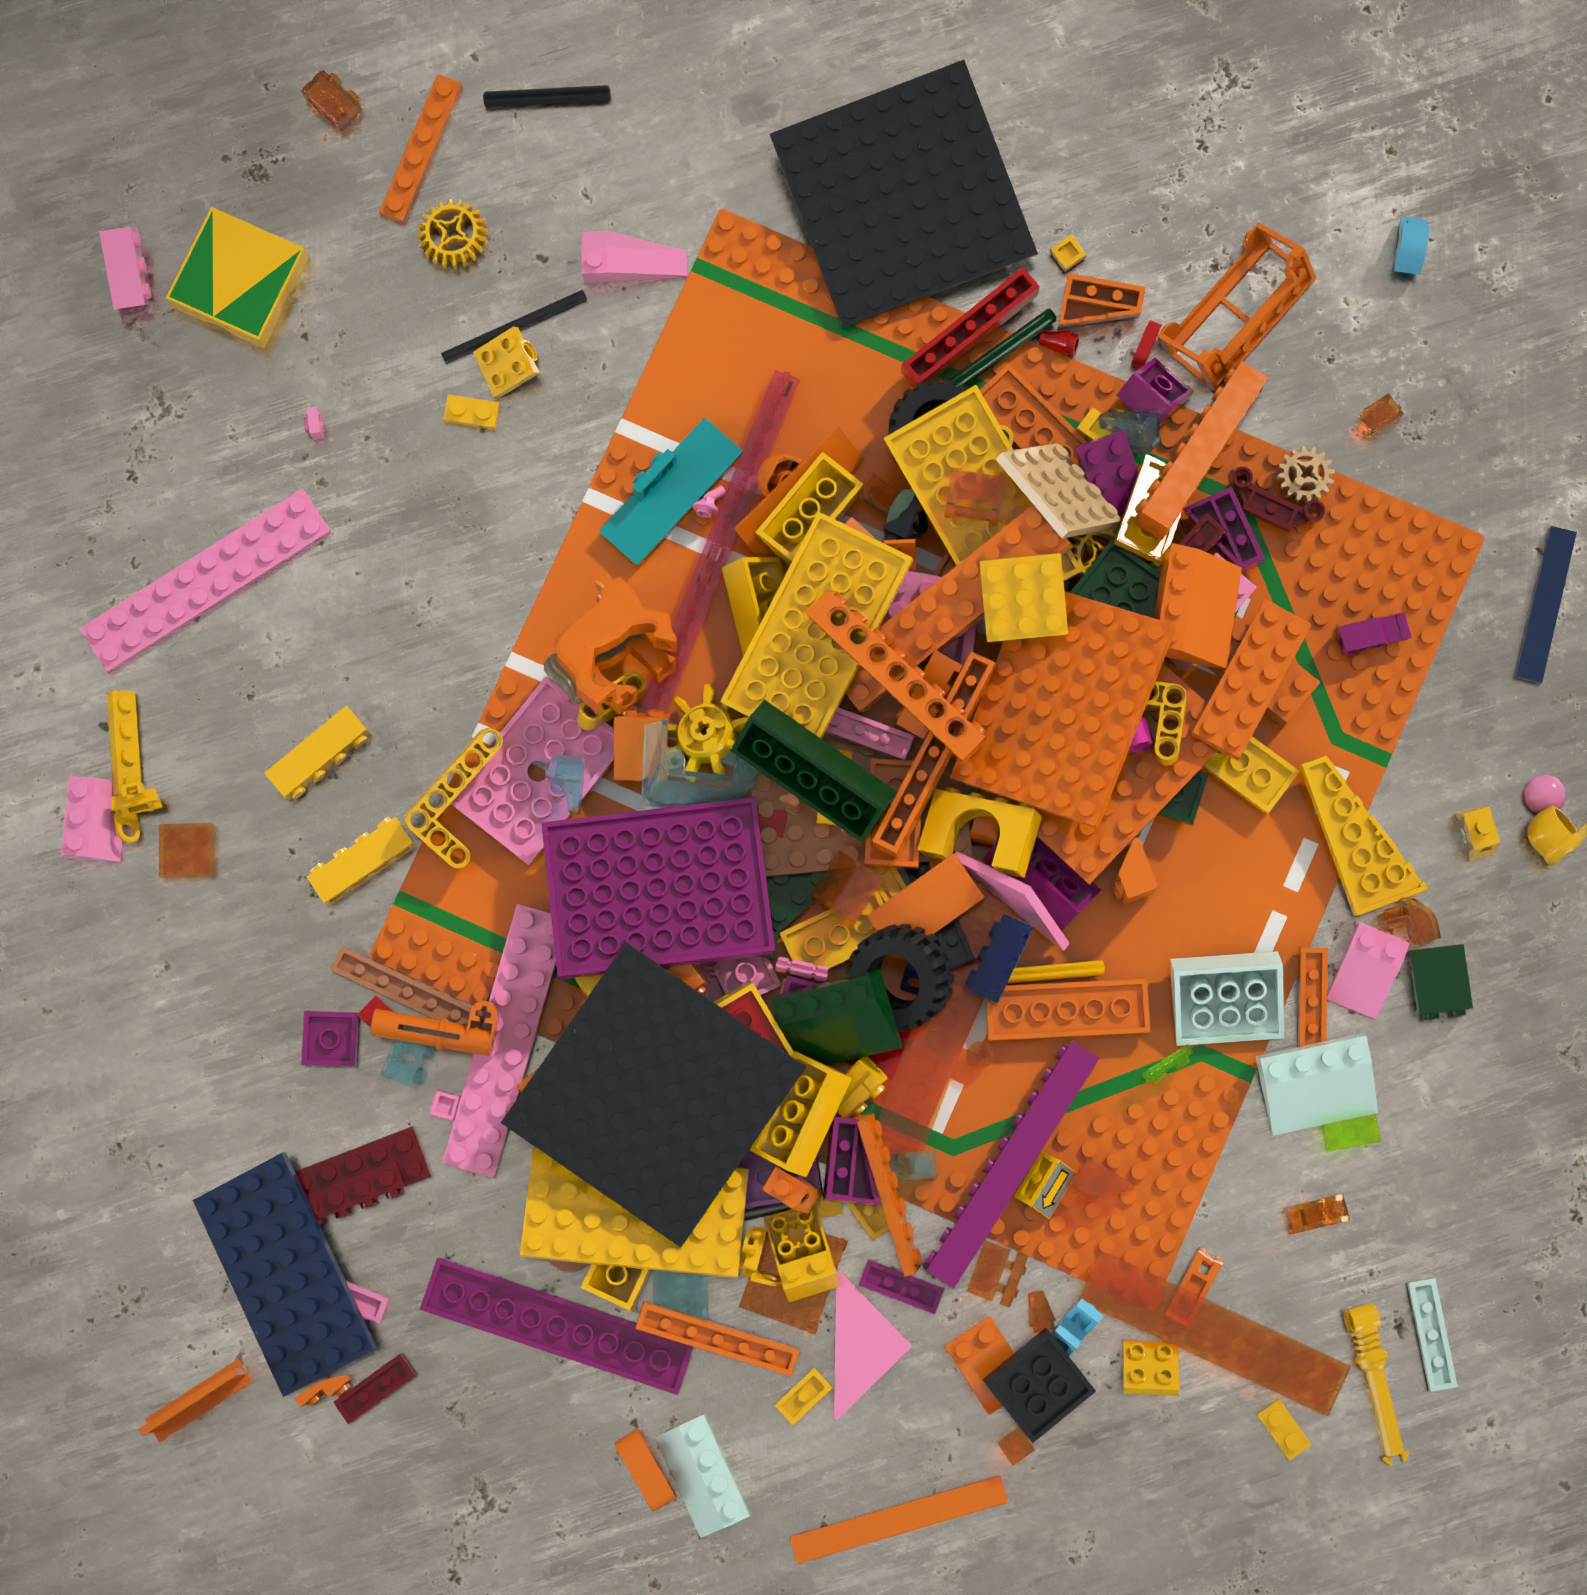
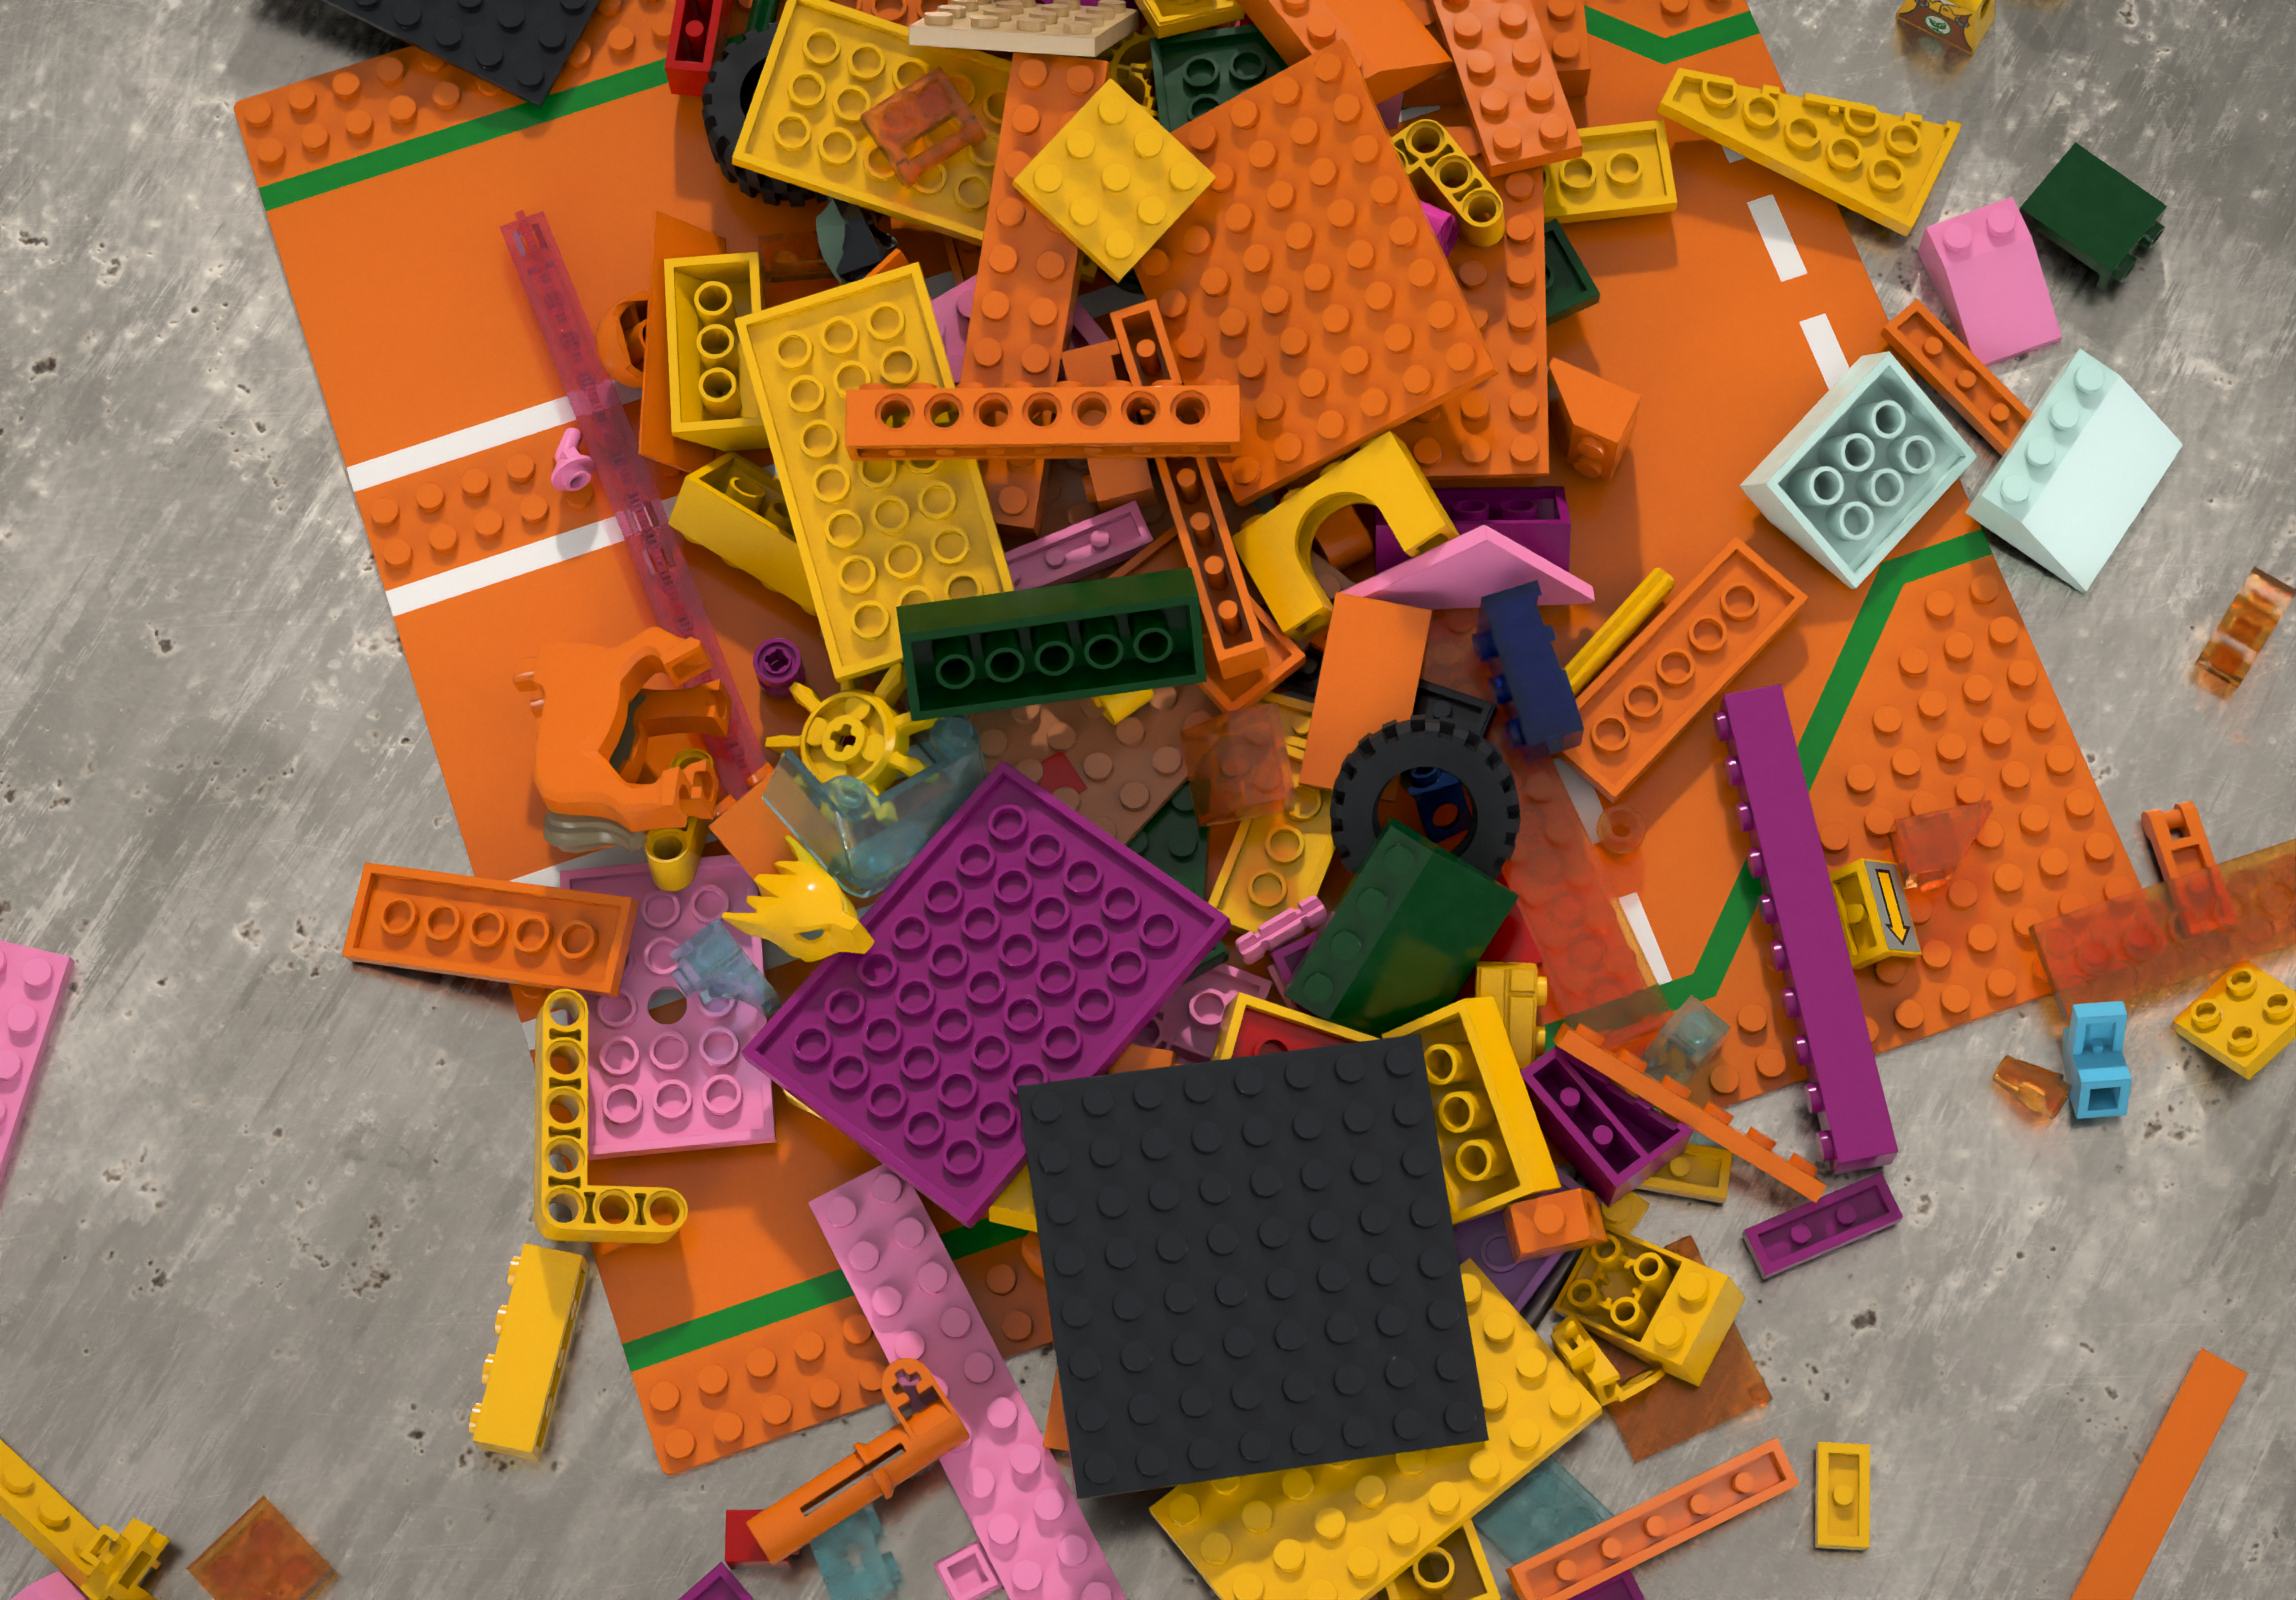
camera: 45 degrees left, 10 degrees down
(317, 753) = (330, 1265): yellow brick -> none
(401, 988) = (746, 1473): nougat plate -> none
(471, 412) = (129, 635): yellow plate -> none
(497, 675) = (491, 929): none -> orange plate
(507, 362) = (118, 527): yellow plate -> none
(520, 323) = (84, 480): black piece -> none
(620, 257) = (160, 271): bright pink wedge -> none
(620, 786) = (799, 902): none -> yellow piece
(669, 490) = (502, 495): teal bracket -> none
(709, 675) = (778, 677): none -> magenta wheel
(863, 1346) = (1853, 1353): bright pink tile -> none
(977, 1355) = (2035, 1216): orange slope -> none
(989, 1271) = (1915, 1098): clear orange plate -> none
(1015, 1445) = (2181, 1287): clear orange brick -> none
(1039, 1385) = (2131, 1177): black plate -> none
(1158, 1072) = (1875, 601): clear neon green plate -> none
(1351, 1133) = (2178, 497): clear neon green plate -> none
(1417, 917) = (1984, 166): clear orange brick -> none

